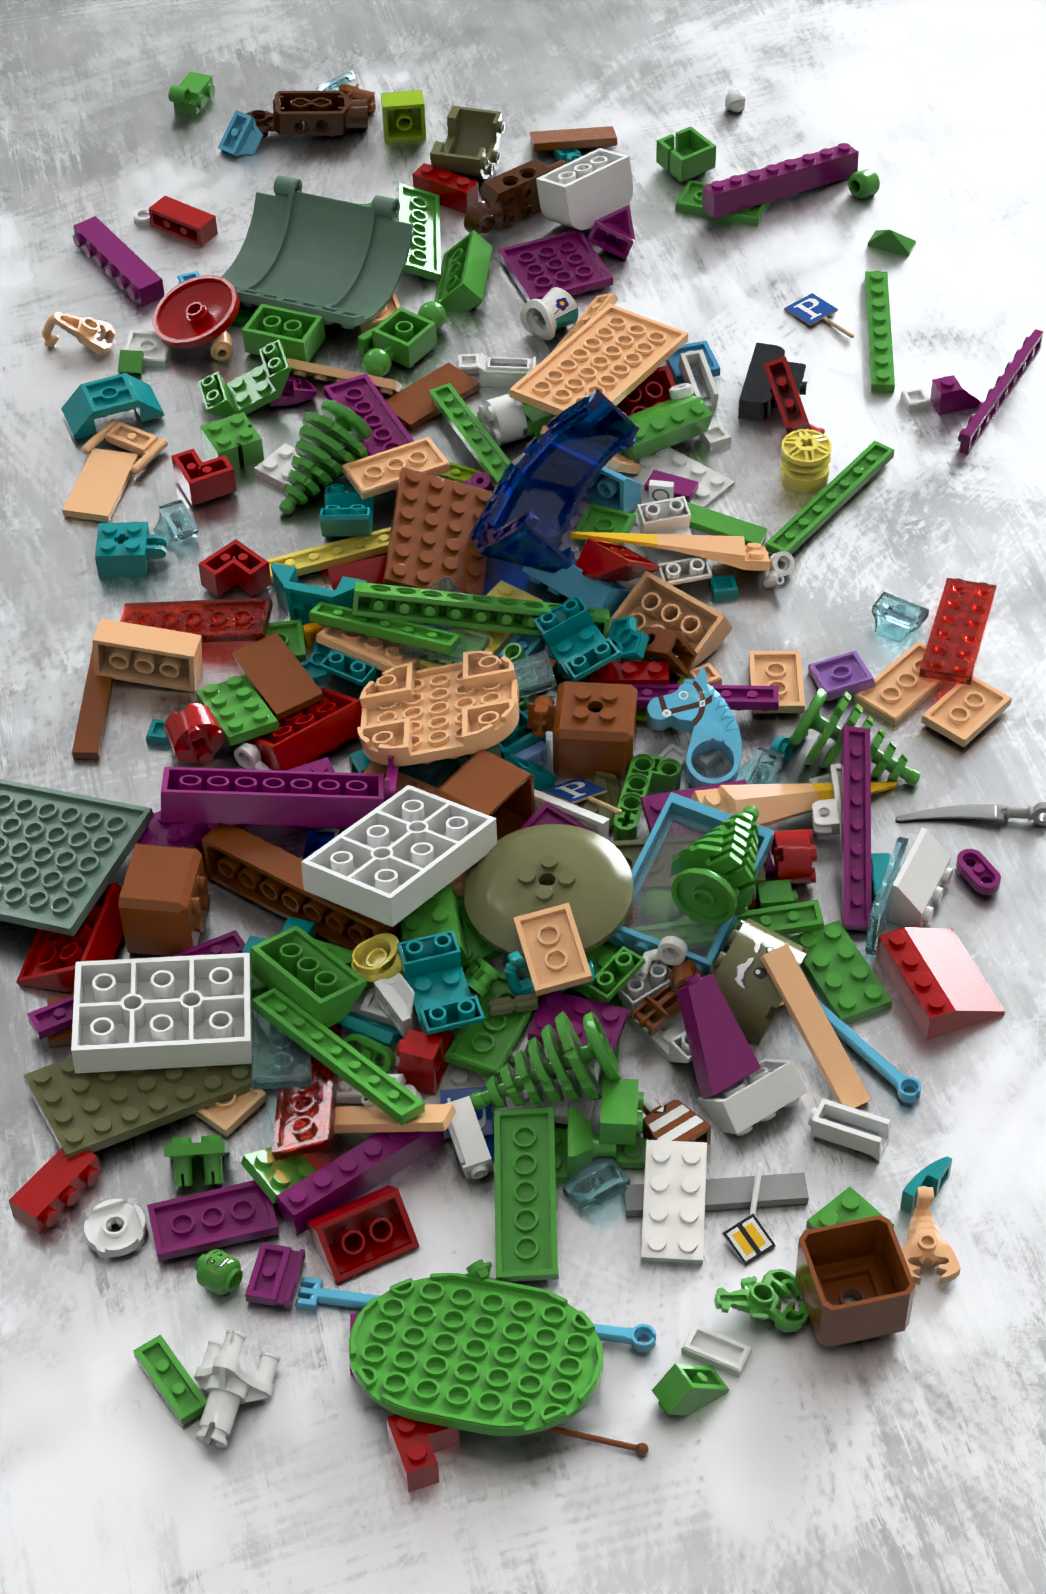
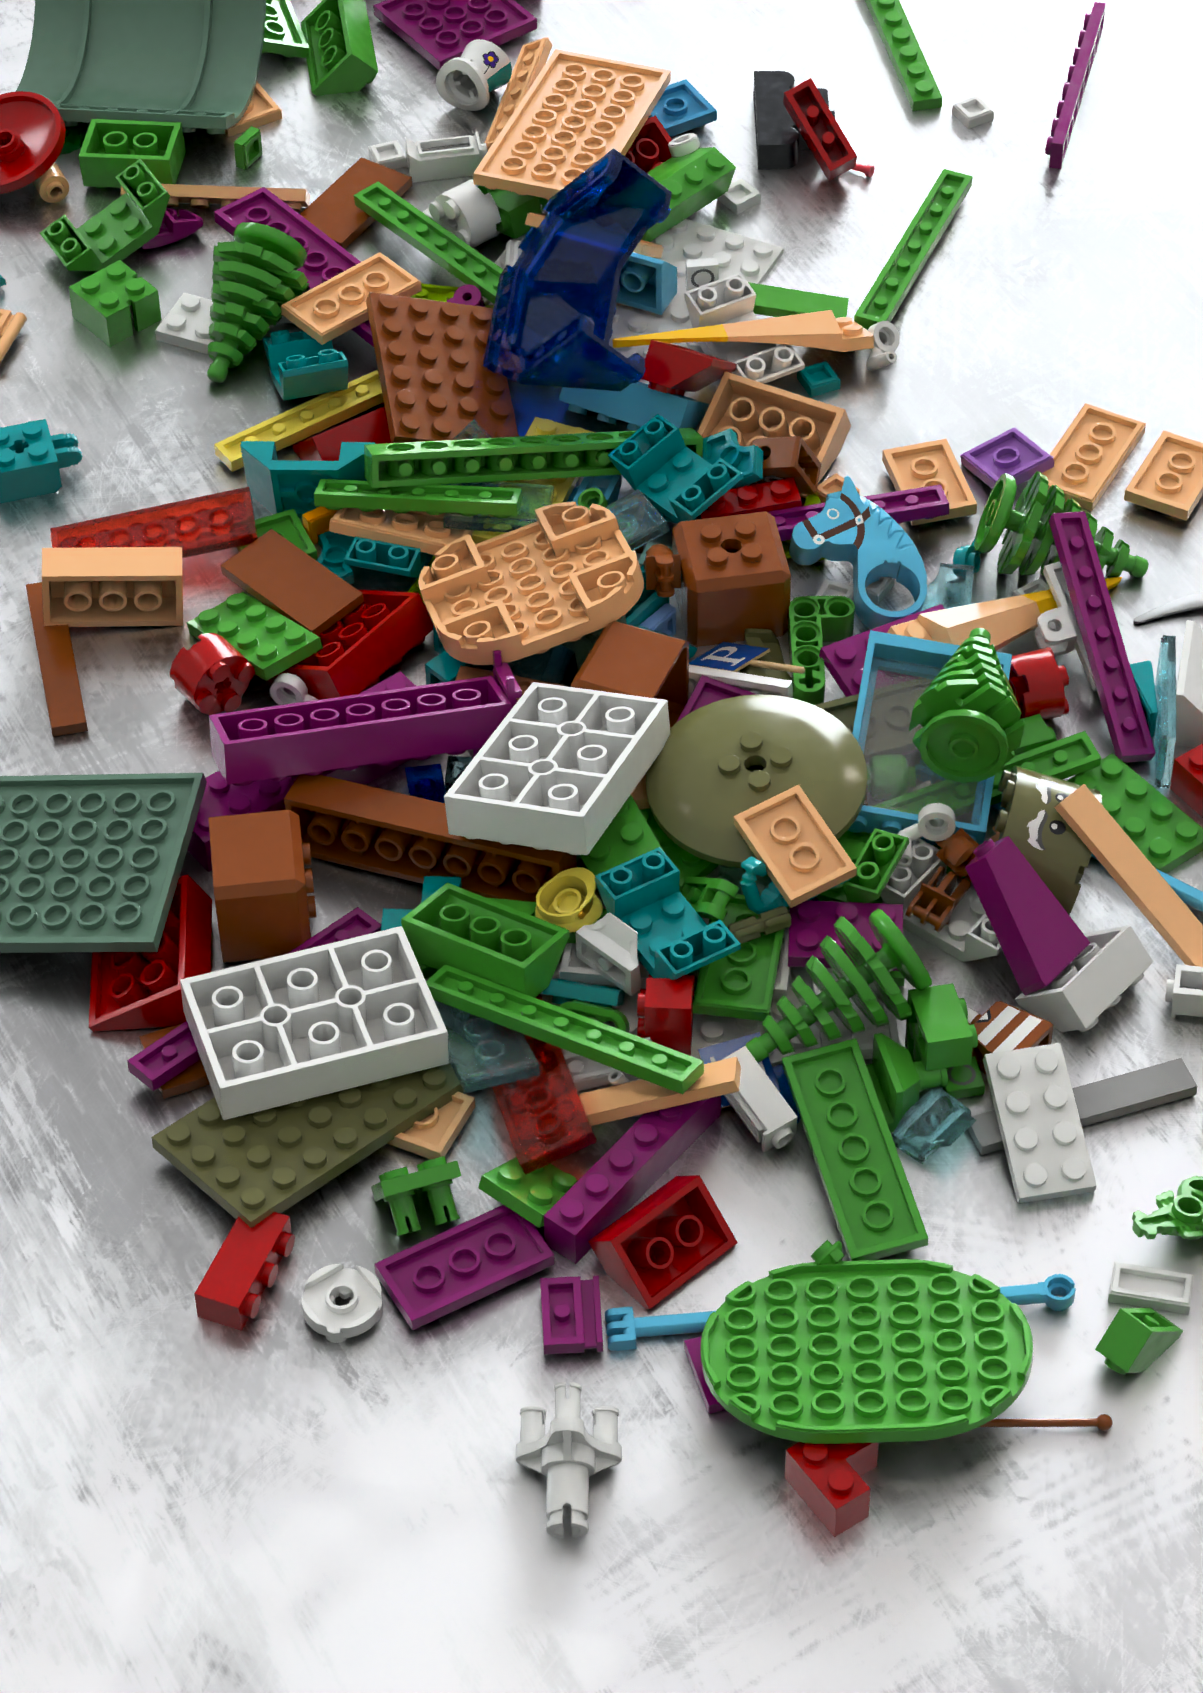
camera: 15 degrees left, 0 degrees up
(156, 733) = (158, 683): teal tile -> none
(171, 1379) = (487, 1468): bright green plate -> none
(175, 522) = (78, 414): clear light blue slope -> none
(201, 479) = (93, 355): red brick -> none
(218, 1272) = (499, 1325): bright green head -> none
(234, 566) = (184, 456): red brick -> none
(404, 338) = (294, 135): bright green brick -> none
(606, 520) = (643, 319): bright green plate -> none
(682, 486) = (728, 262): magenta tile -> none
(697, 373) = (690, 115): white window -> none
(748, 1236) = (1140, 1146): piece -> none
(805, 461) = (869, 207): light yellow wheel -> none
(814, 309) = (806, 22): blue piece -> none
(897, 617) = (1050, 378): clear light blue slope -> none
(952, 395) = (1018, 99): magenta slope -> none
(958, 631) = (1131, 382): clear red plate -> none

